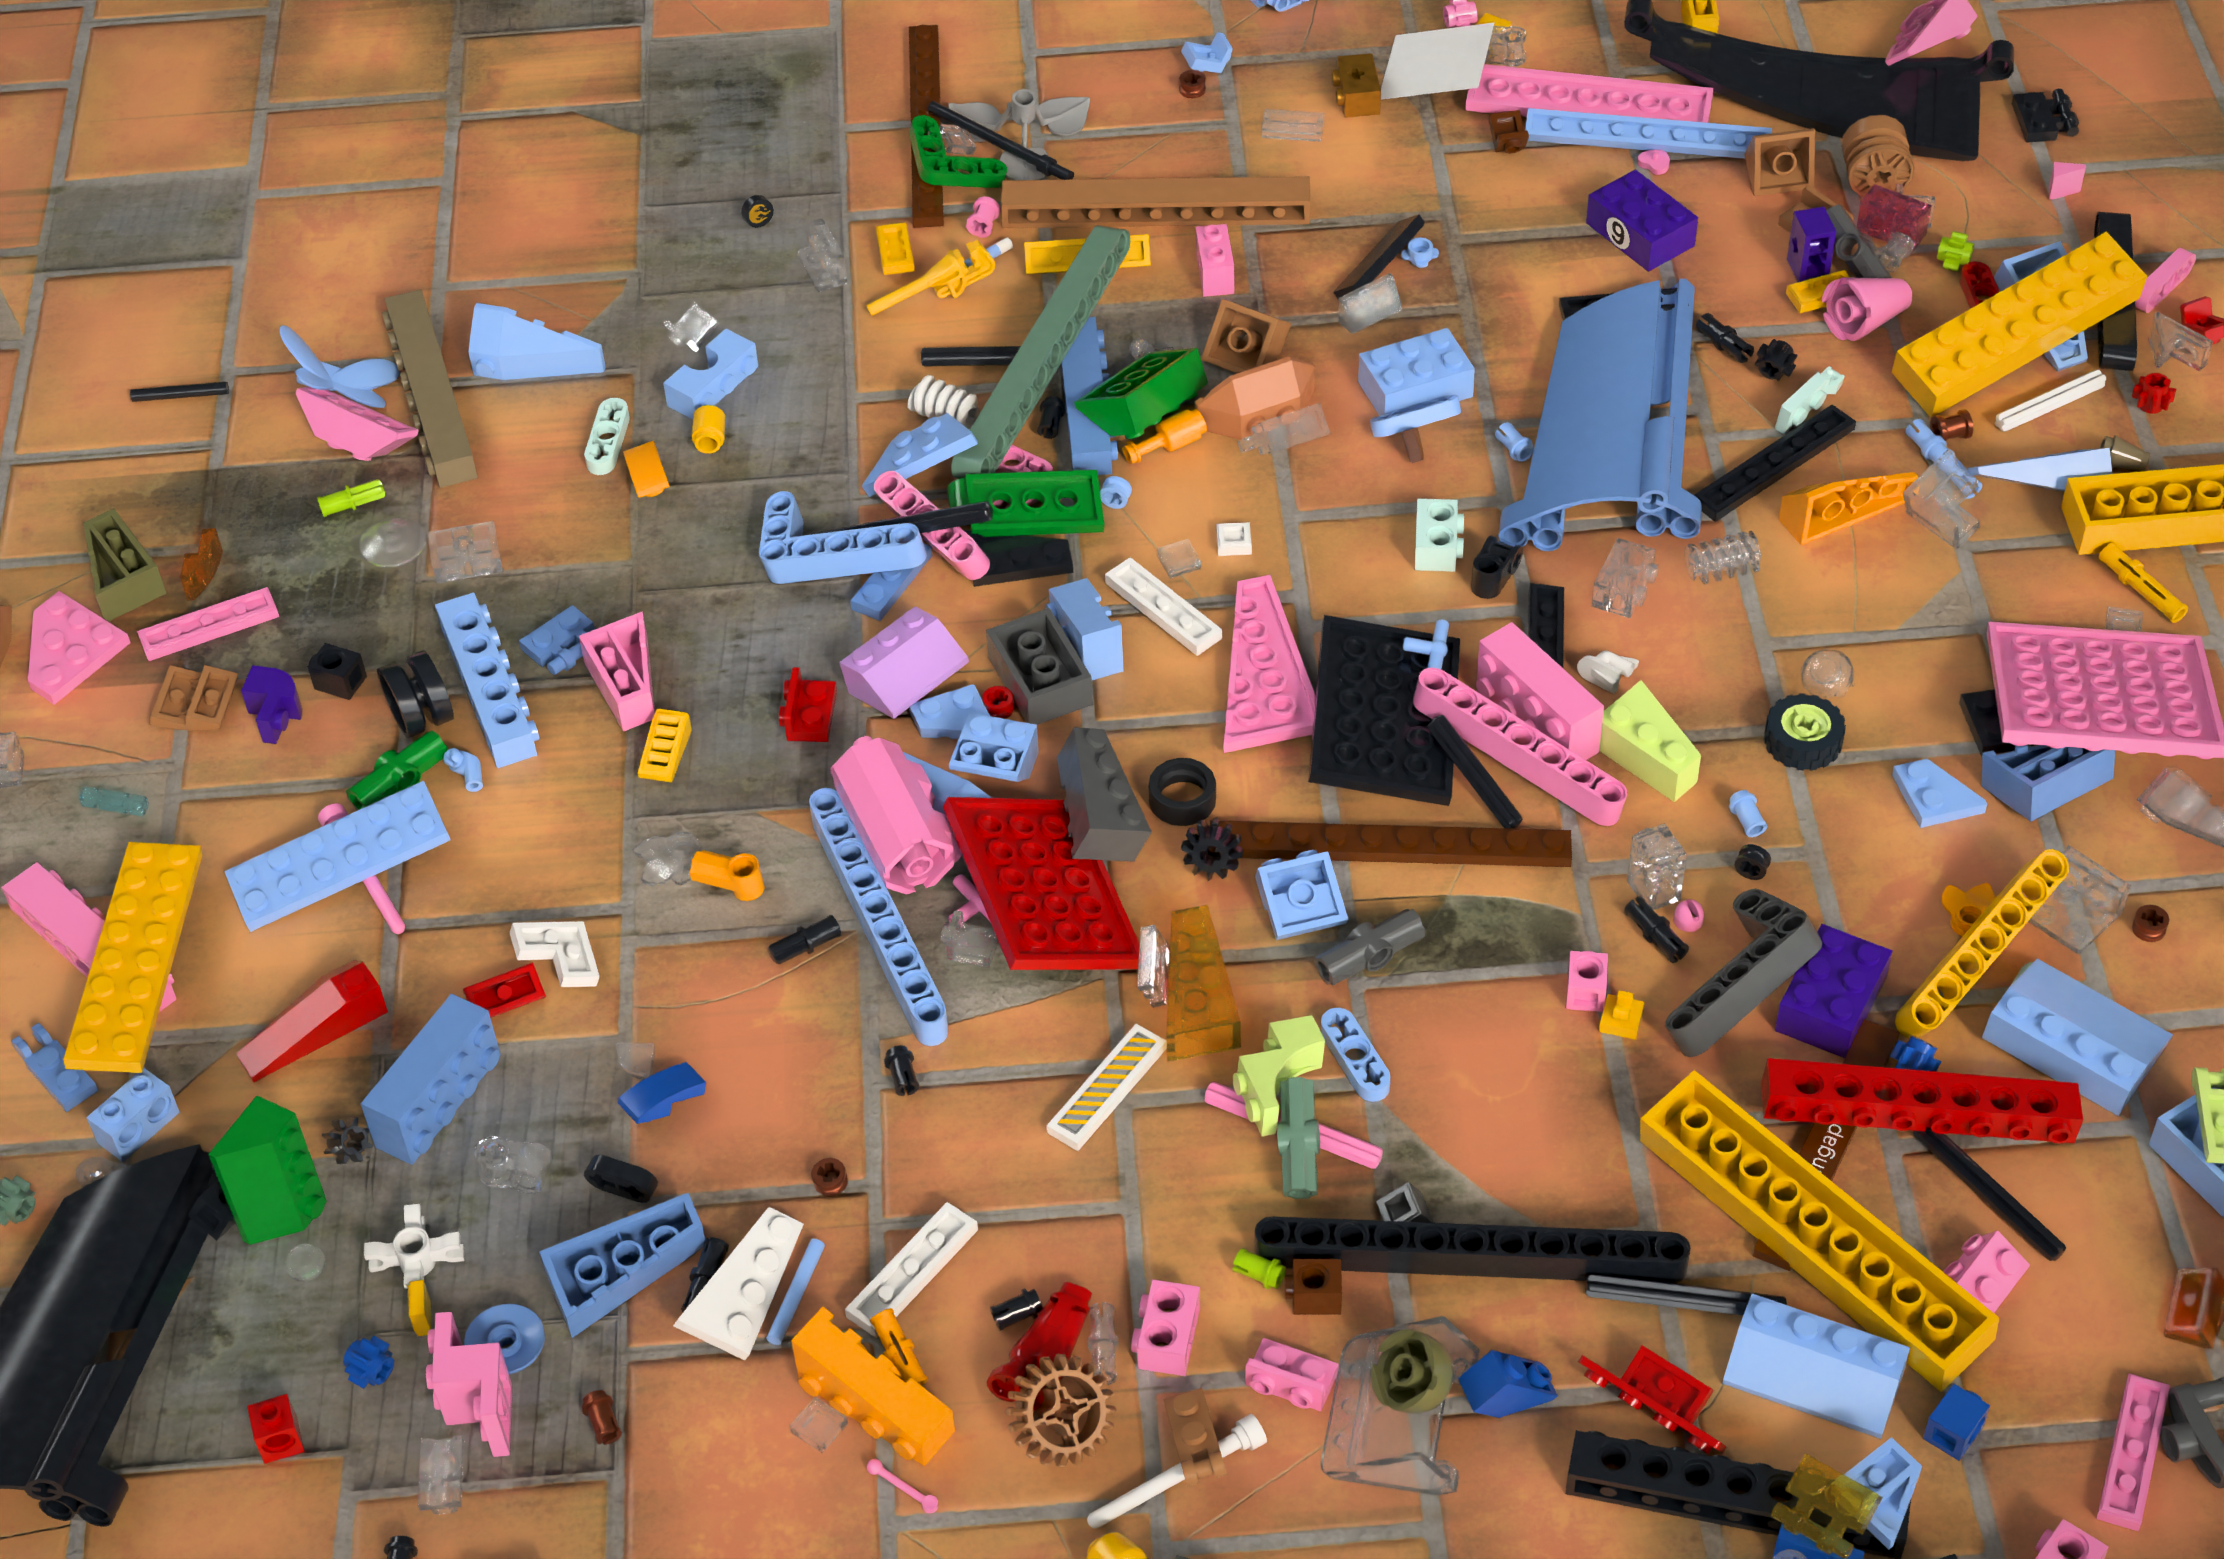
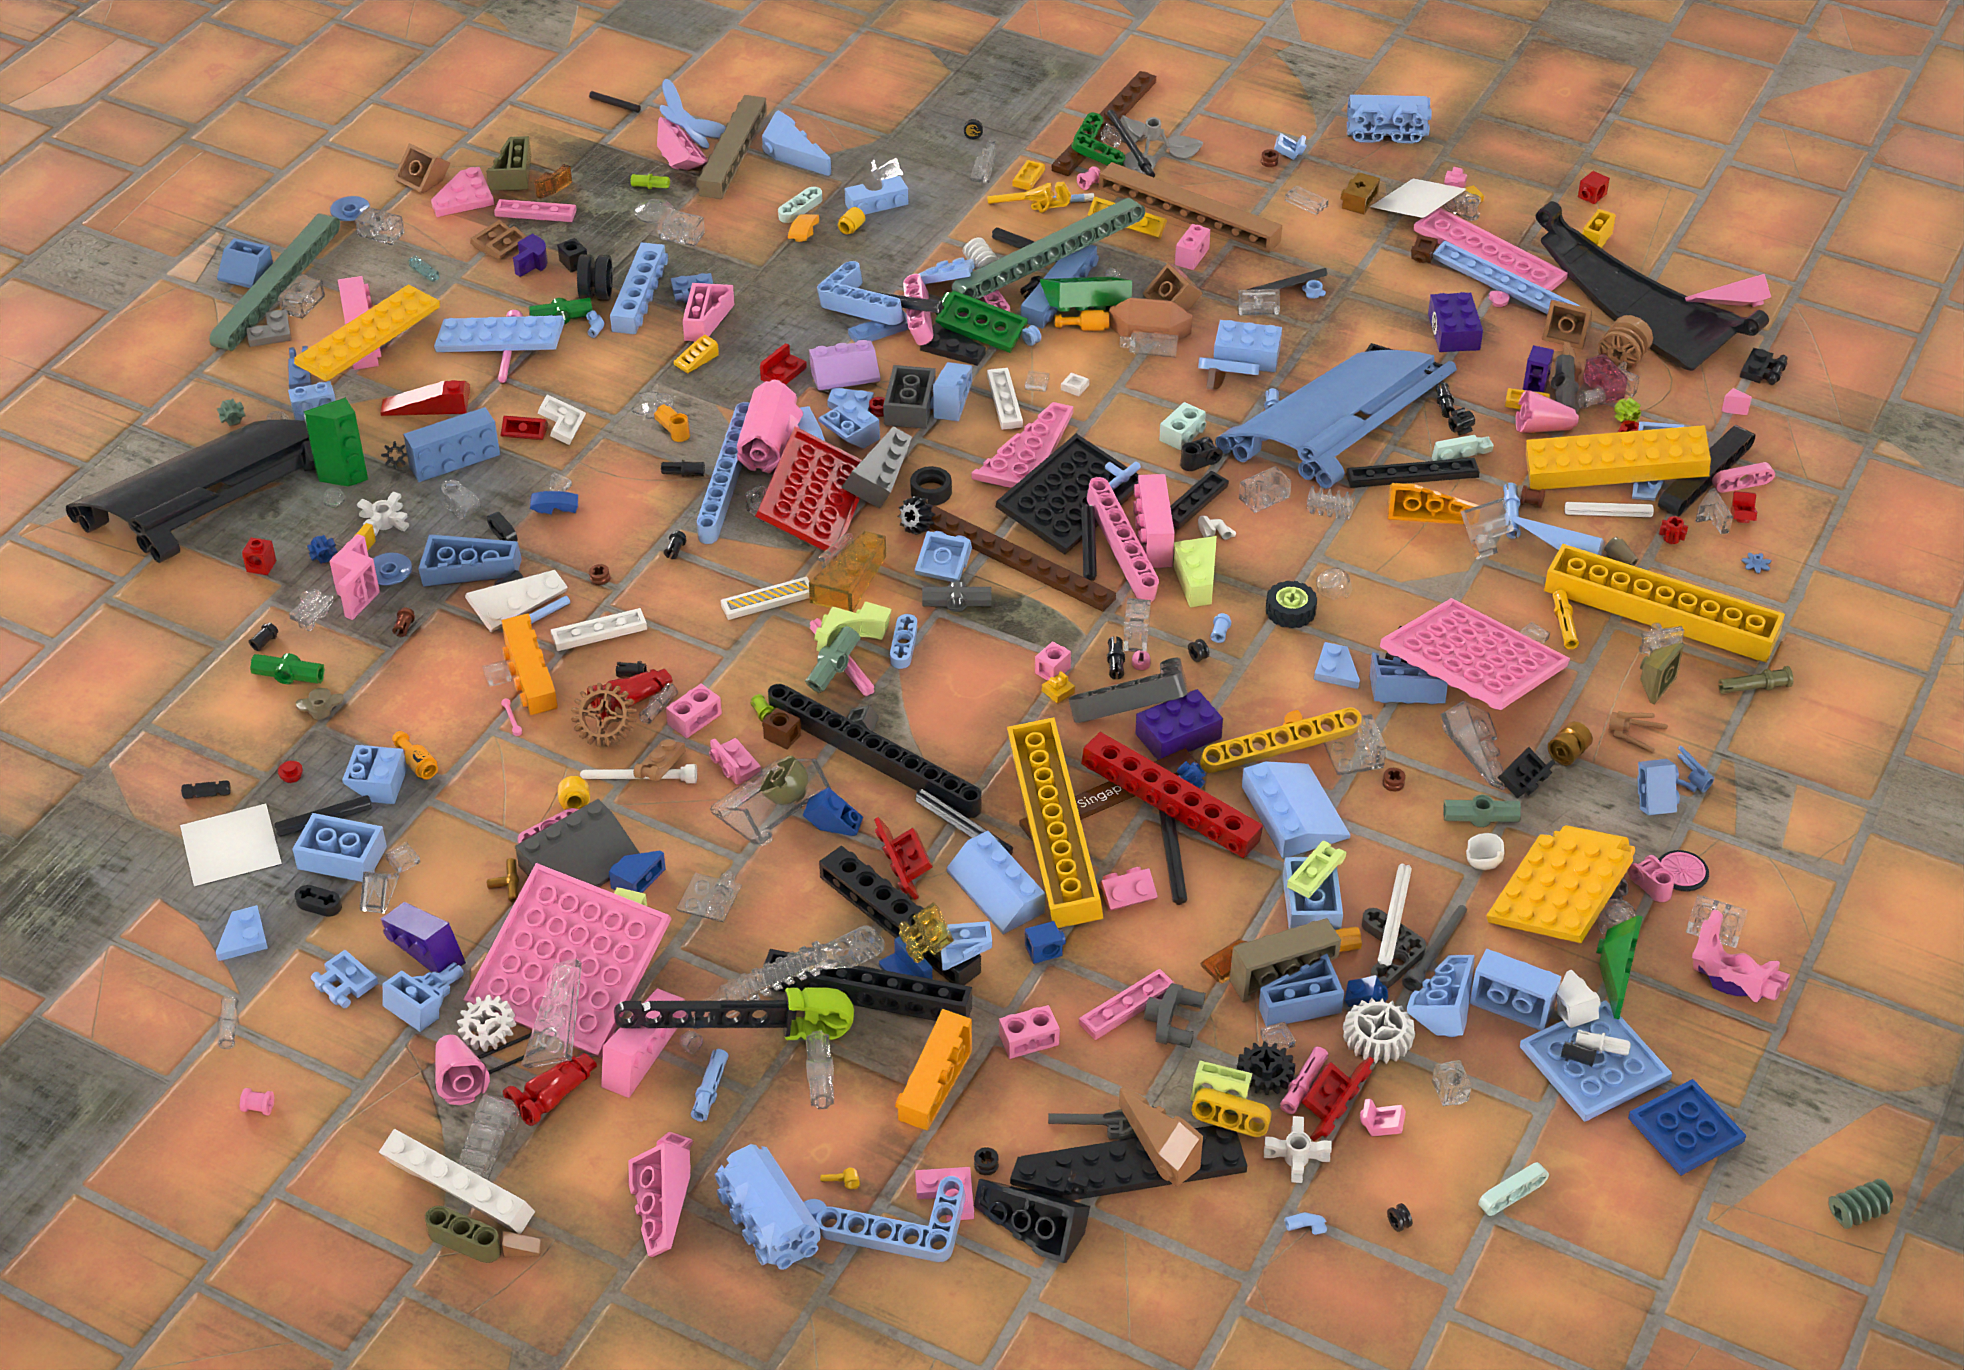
camera: 30 degrees right, 5 degrees down
(887, 1325) = (558, 657): light orange pin -> none

